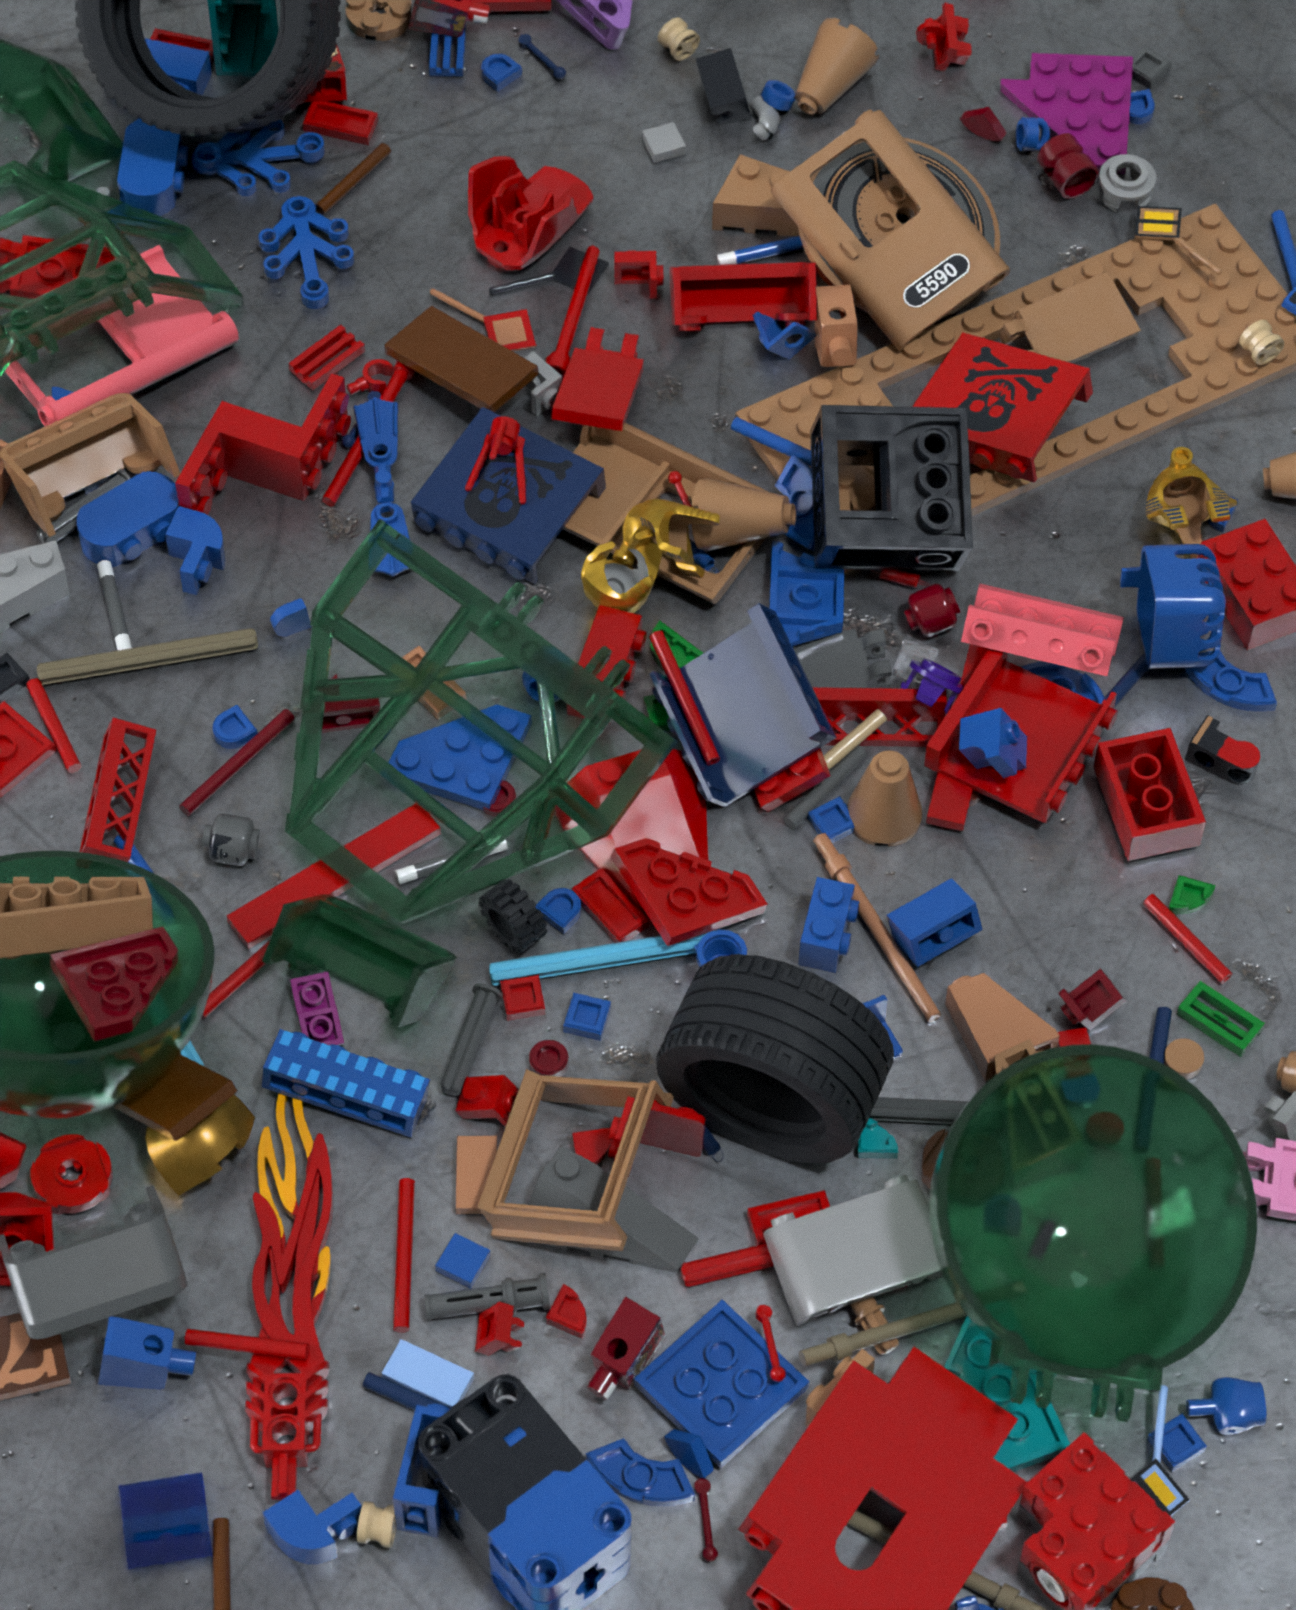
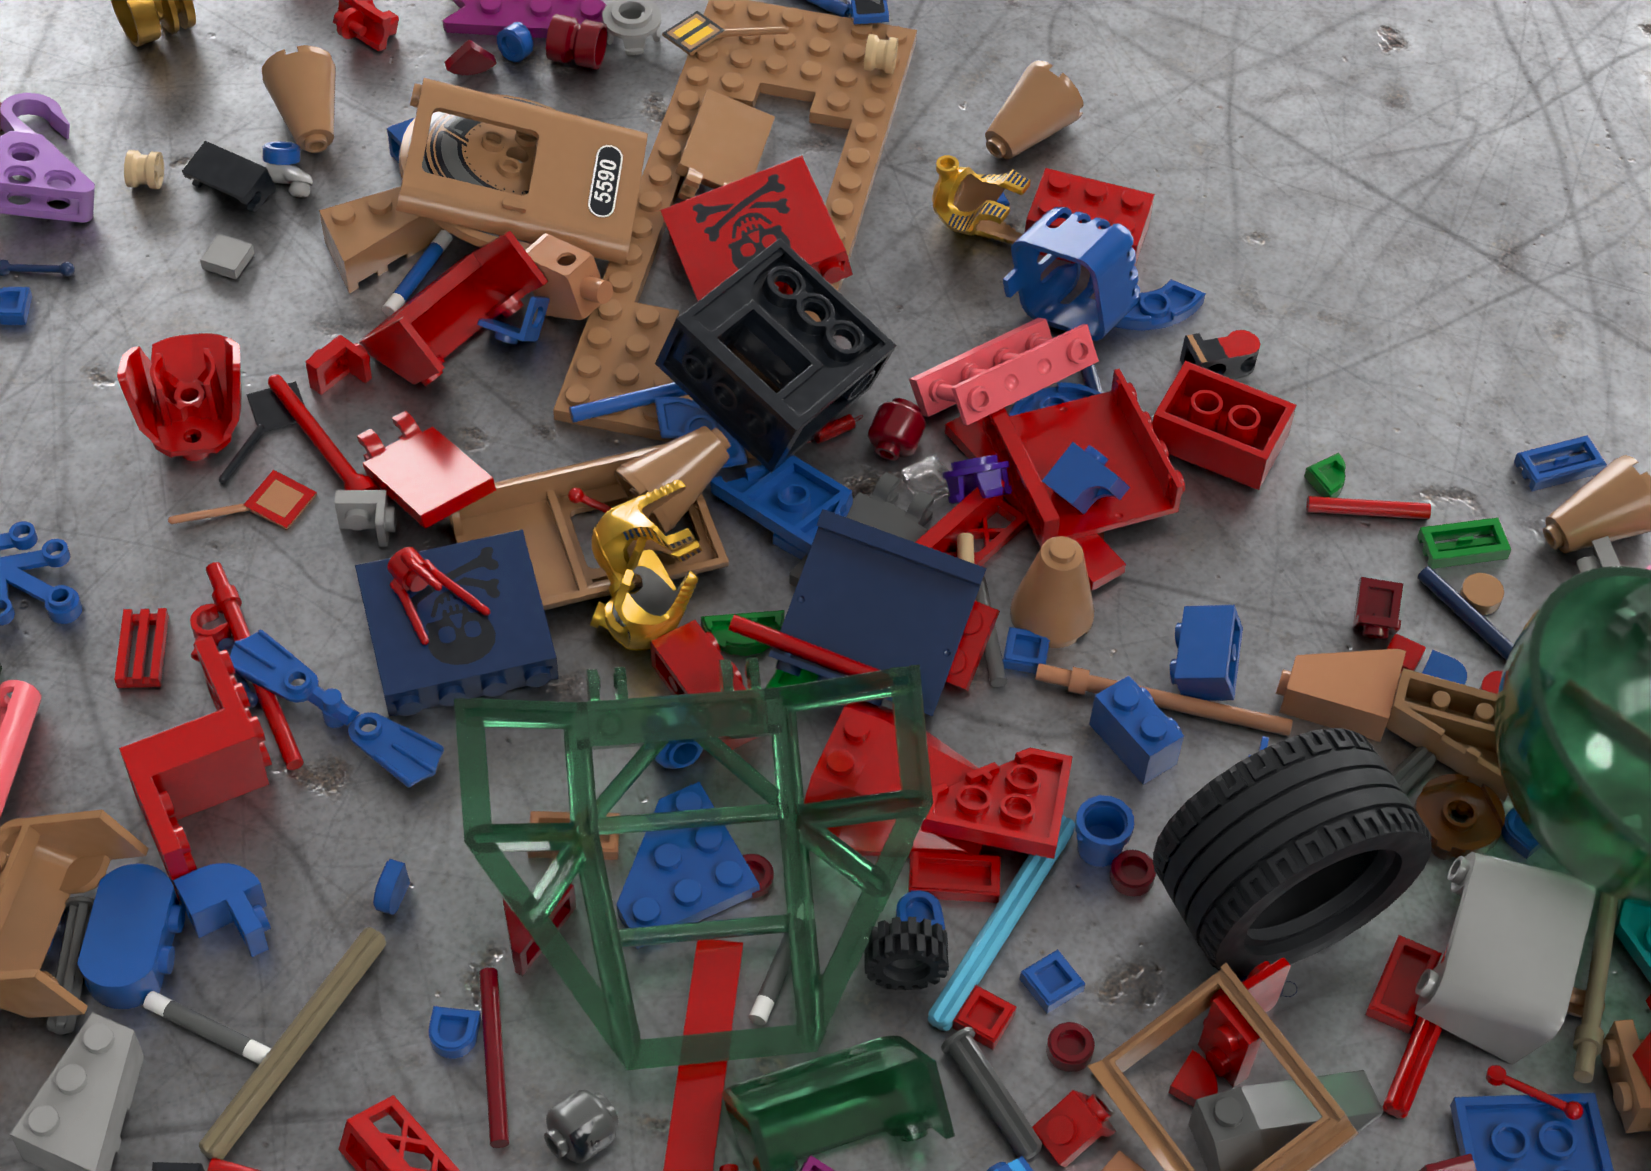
camera: 50 degrees left, 5 degrees down
(461, 359) = (279, 547): reddish brown tile -> none

